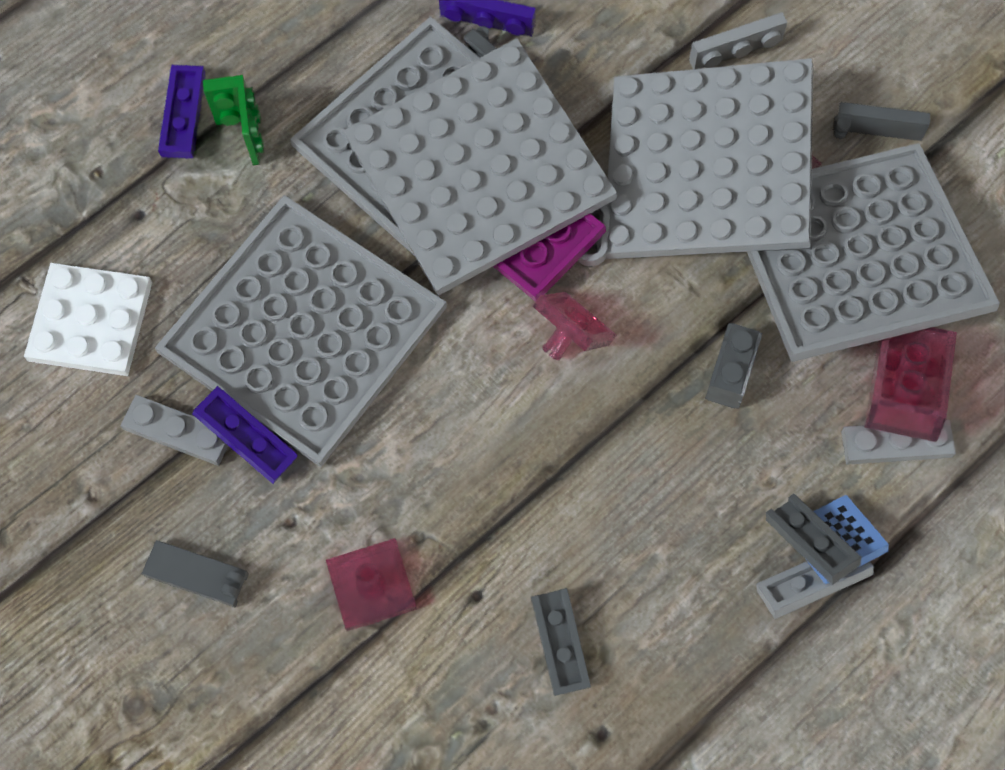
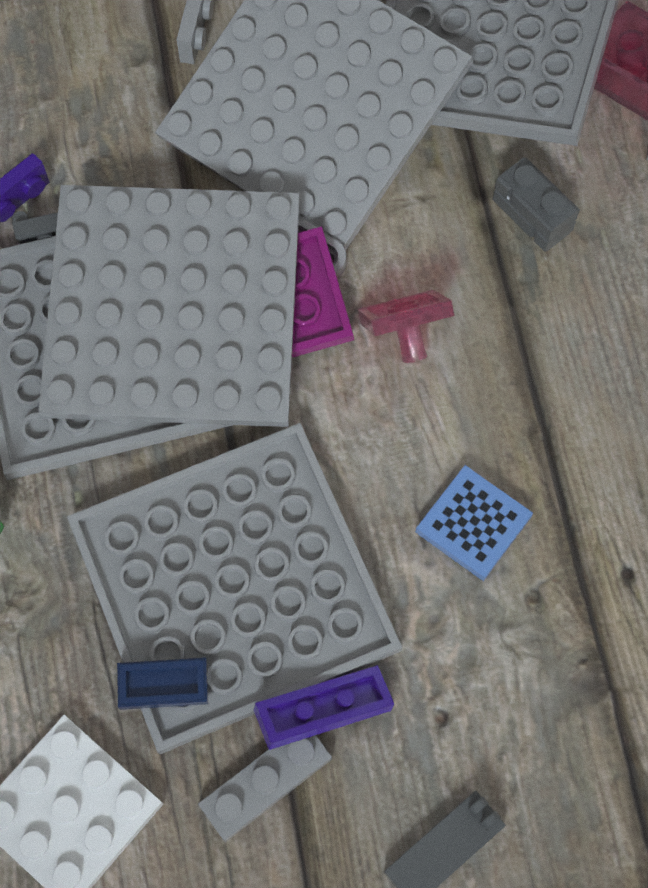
camera: 60 degrees left, 0 degrees up
(201, 322) = (162, 683): none -> dark blue tile
(371, 584) = (560, 670): clear pink tile -> none
(447, 464) = (474, 522): none -> medium blue tile

